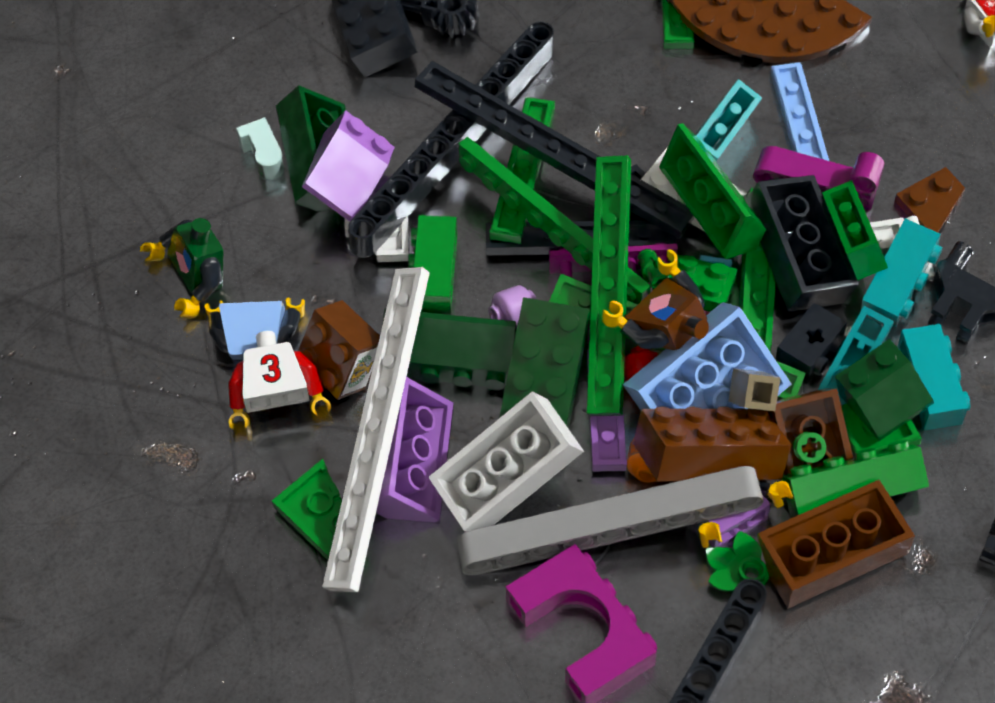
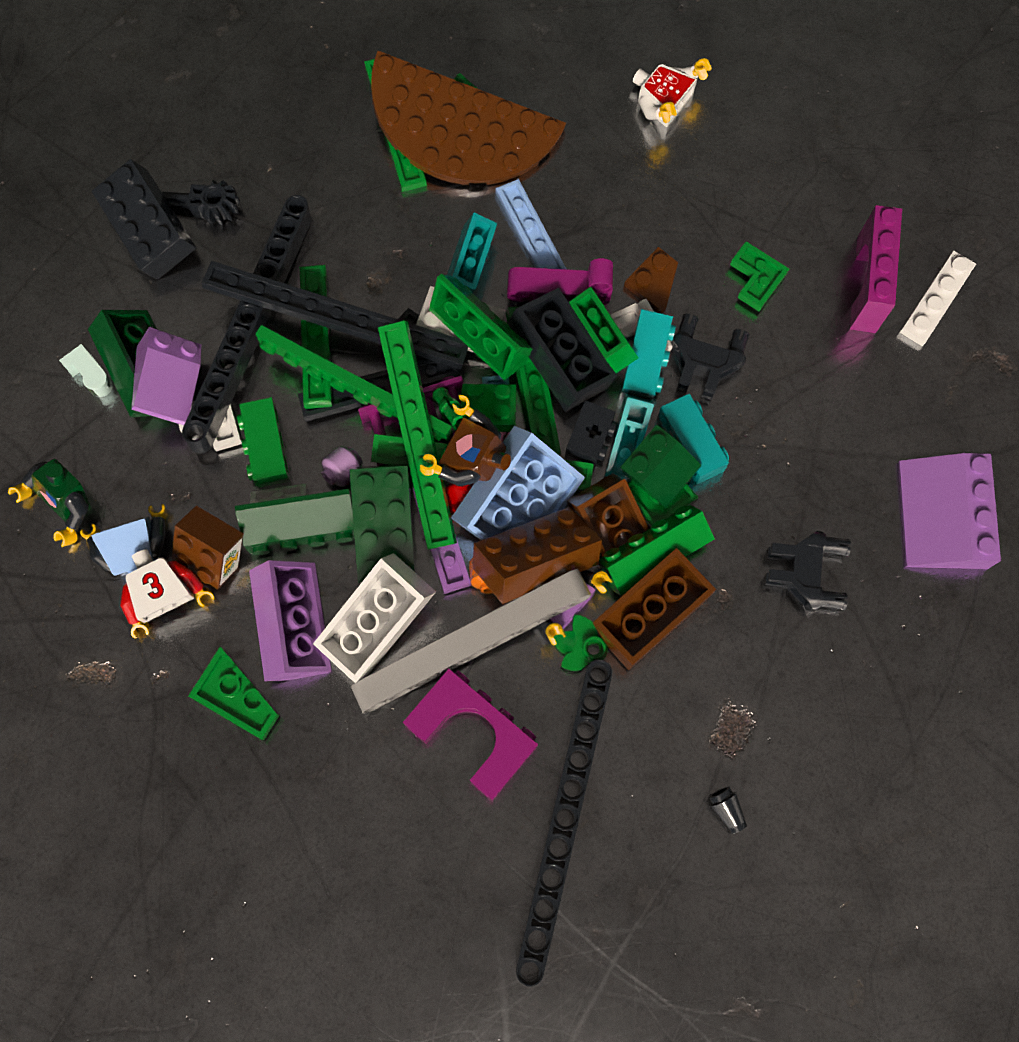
camera: 20 degrees left, 15 degrees up
(376, 431) = (258, 616): white plate -> none
(754, 389) = (559, 498): dark tan brick -> none
(801, 440) = (606, 529): green bush -> none

